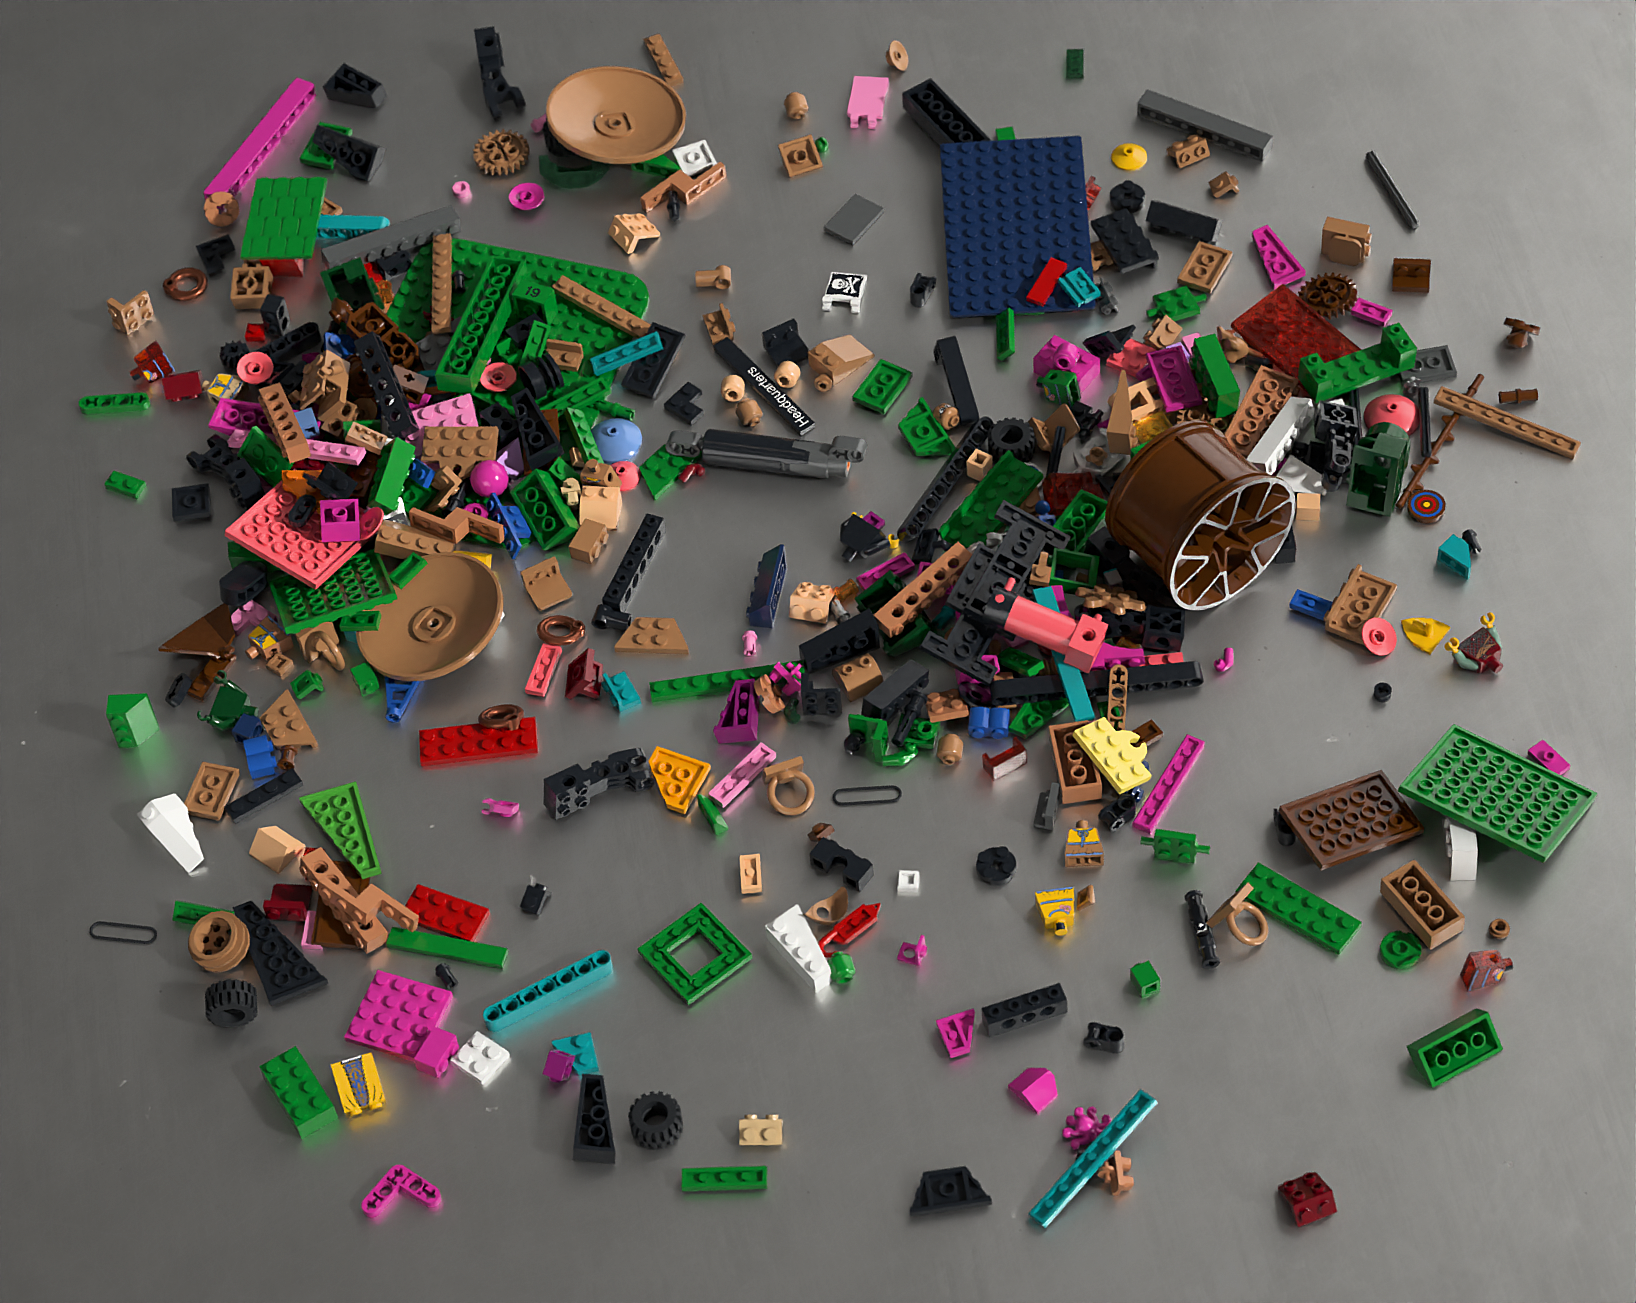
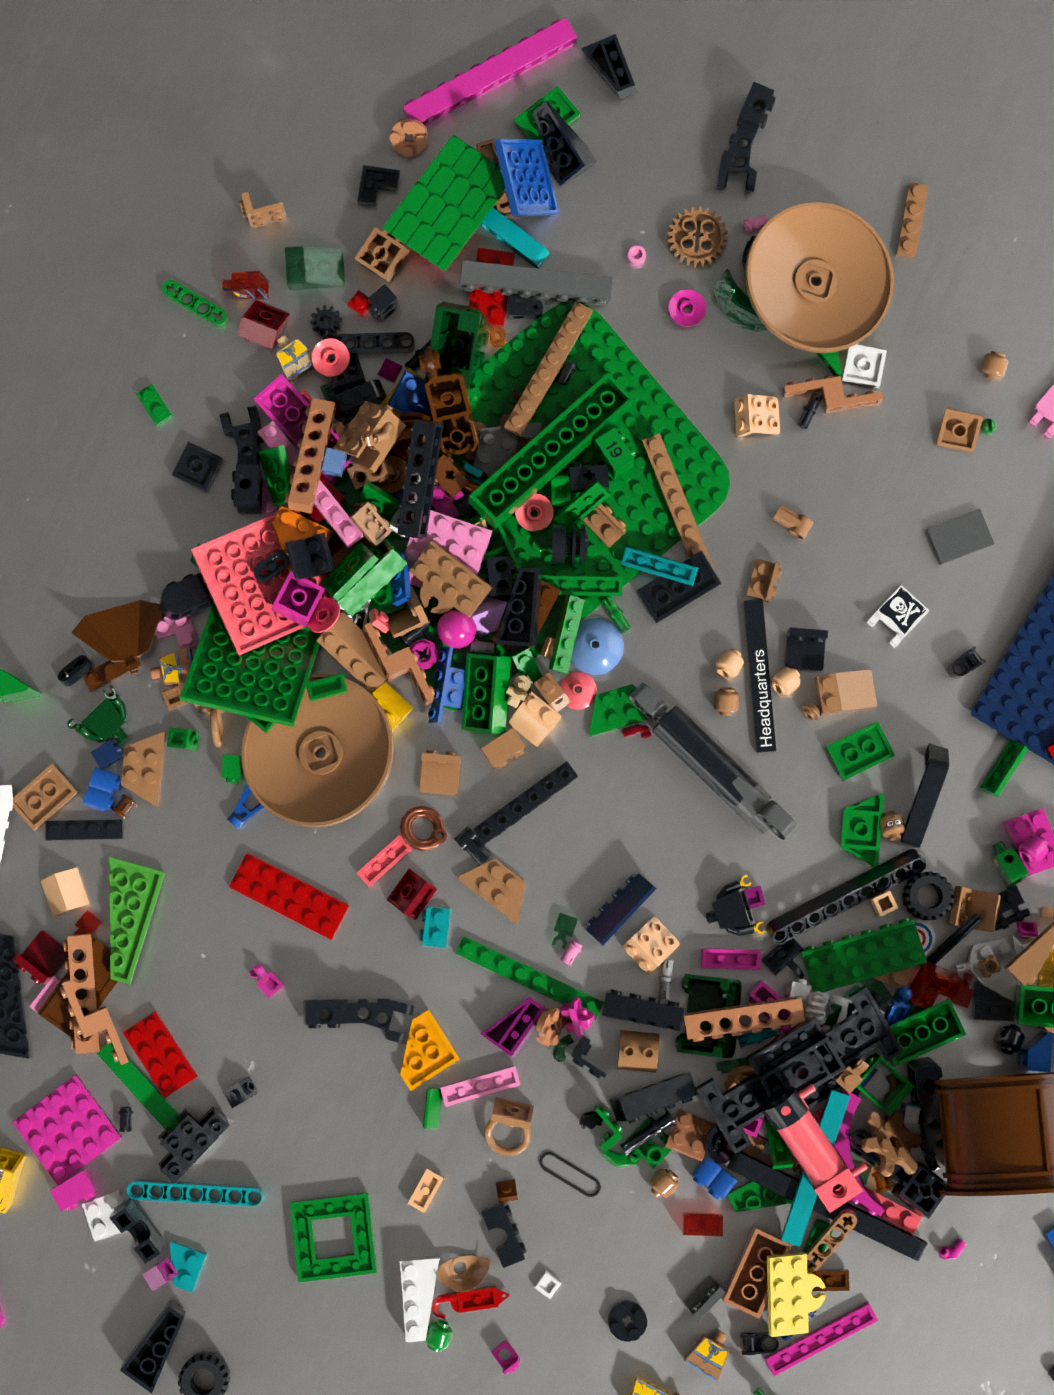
camera: 30 degrees right, 30 degrees up
(170, 285) = (323, 189): copper piece -> none
(199, 329) = (314, 267): none -> clear green slope
(336, 175) = (526, 177): none -> blue plate
(371, 475) = (349, 571): none -> green plate
(420, 504) = (379, 620): none -> coral plate
(504, 1037) = (147, 1240): none -> black arch
(510, 721) = (312, 902): copper piece -> none
(513, 951) = (189, 1140): none -> black piece
(682, 404) = (675, 647): black plate -> none
(731, 632) = (564, 926): none -> clear green plate
(846, 590) = (686, 954): clear orange bush -> none

